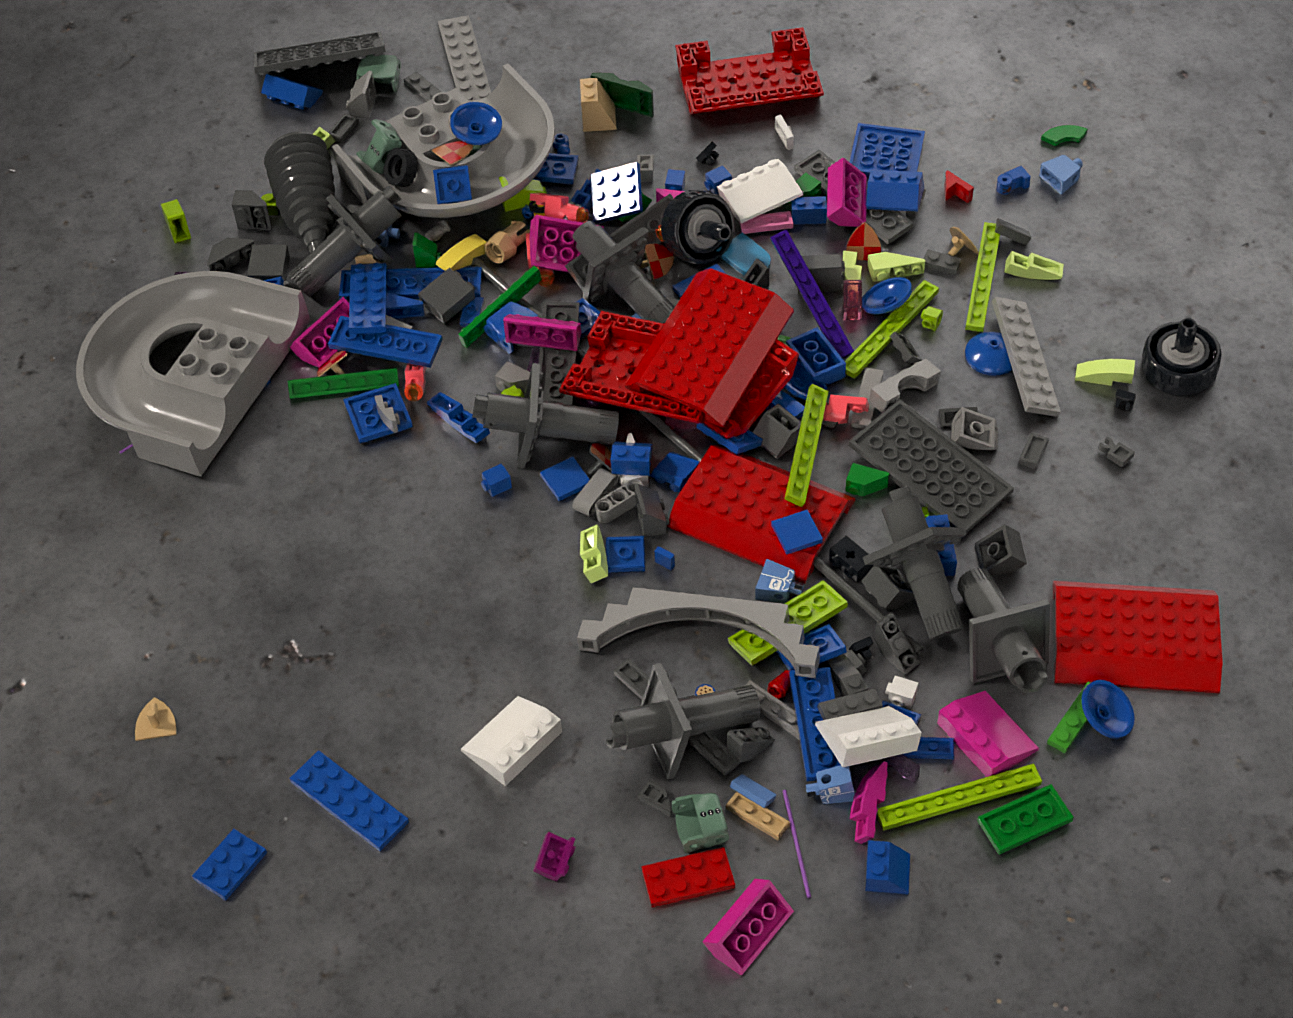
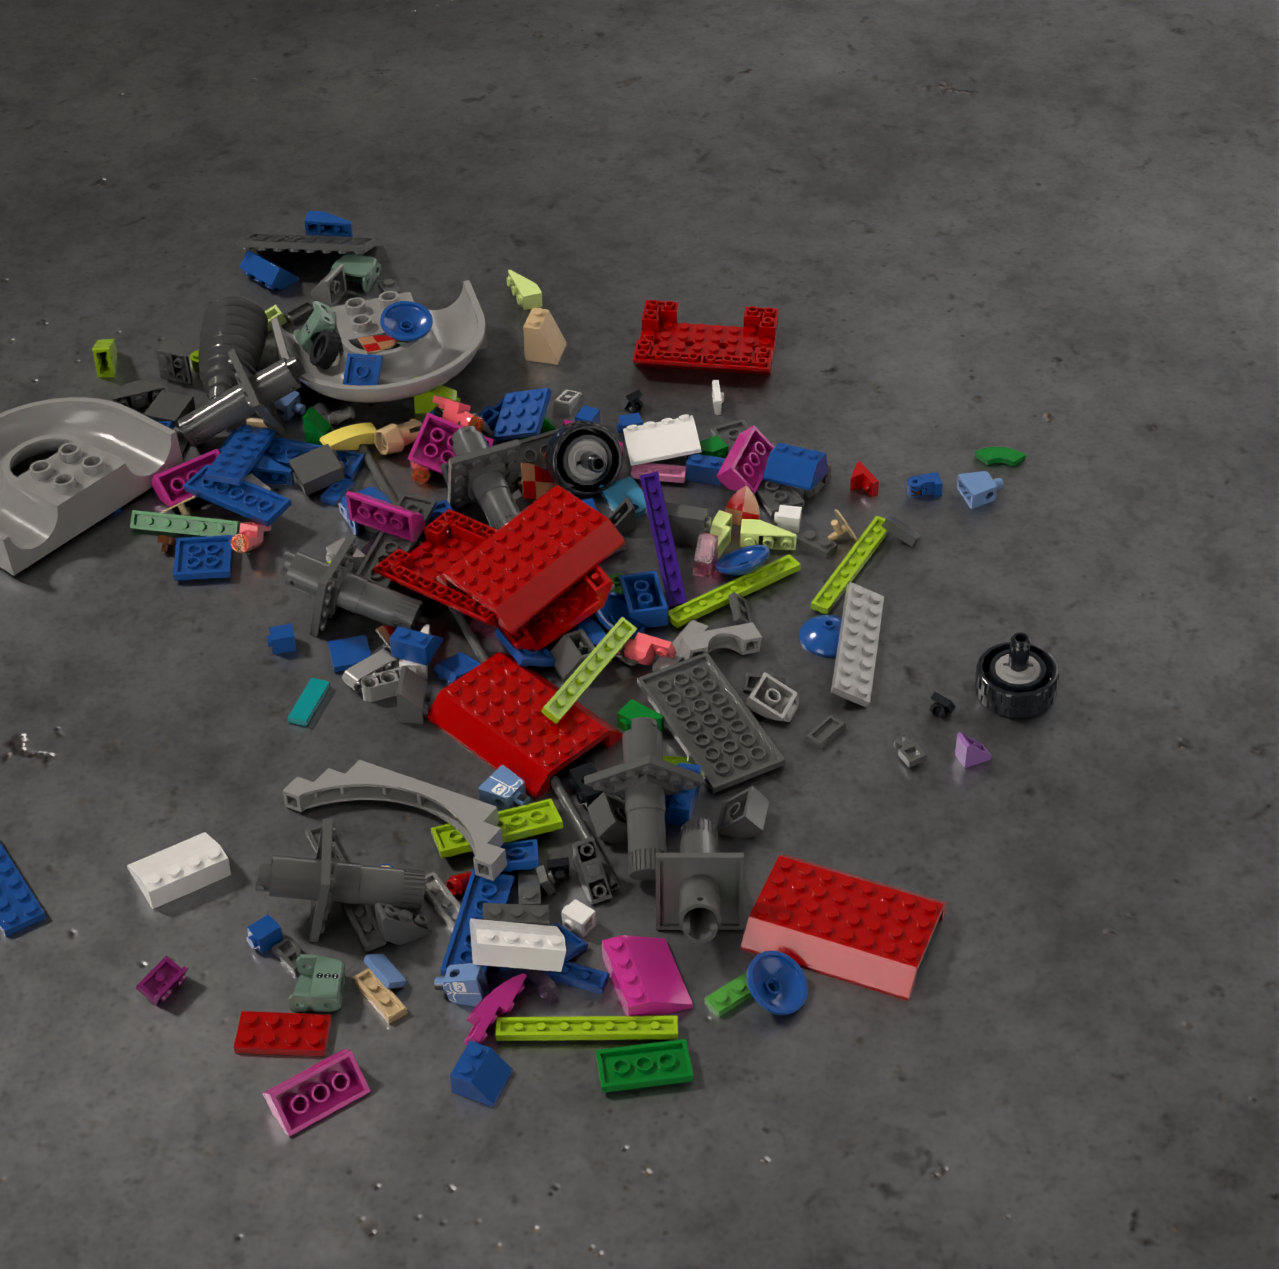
camera: 15 degrees right, 10 degrees down
(323, 27) = (327, 225): none -> blue slope
(334, 406) = (166, 542): none -> reddish brown tile
(387, 414) = (209, 562): light grey slope -> none
(457, 417) = (270, 569): blue slope -> none
(464, 57) = (444, 273): light grey plate -> none
(512, 294) = (380, 480): green plate -> none
(551, 538) = (308, 702): none -> teal tile
(552, 58) = (526, 291): none -> yellowish green slope
(558, 169) = (477, 384): blue plate -> none
(561, 143) = (496, 365): blue plate -> none
(593, 554) = (339, 724): yellowish green slope -> none
(625, 554) = (372, 732): blue tile -> none
(626, 784) = (264, 934): none -> blue brick
(627, 94) = (578, 333): dark green slope -> none
(664, 558) = (406, 743): blue tile -> none
(796, 532) = (540, 745): blue tile -> none
(796, 844) = (405, 1030): medium lavender axle -> none
(886, 148) = (812, 431): blue plate -> none
(906, 243) = (788, 518): none -> white brick
(931, 318) = (780, 590): lime plate -> none
(1033, 267) = (907, 566): yellowish green slope -> none
(1106, 371) = (934, 676): yellowish green slope -> none
(1169, 438) = (970, 751): none -> medium lavender slope

